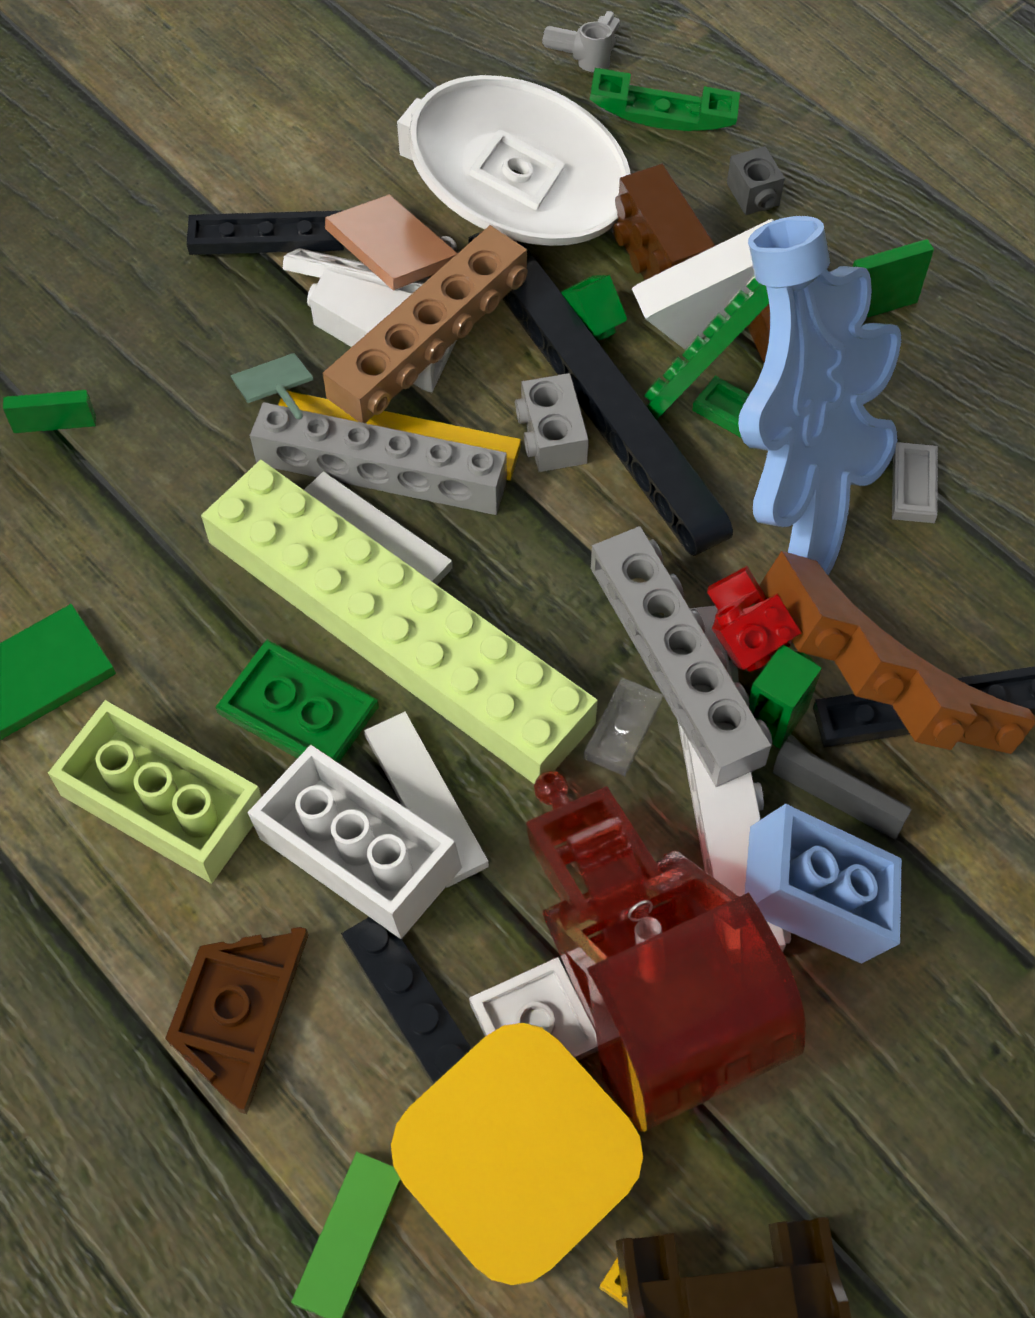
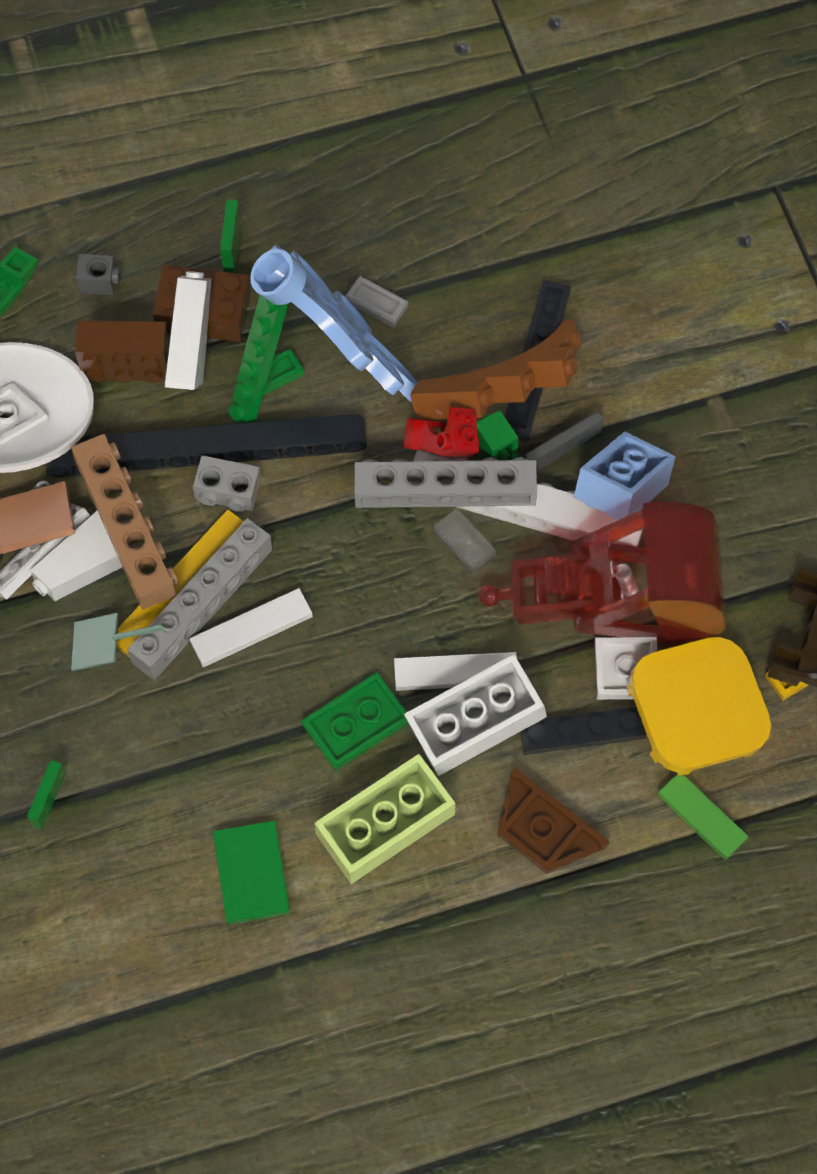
camera: 65 degrees left, 5 degrees up
(401, 622) = (326, 637): yellowish green brick -> none
(596, 305) = (150, 415): green brick -> none

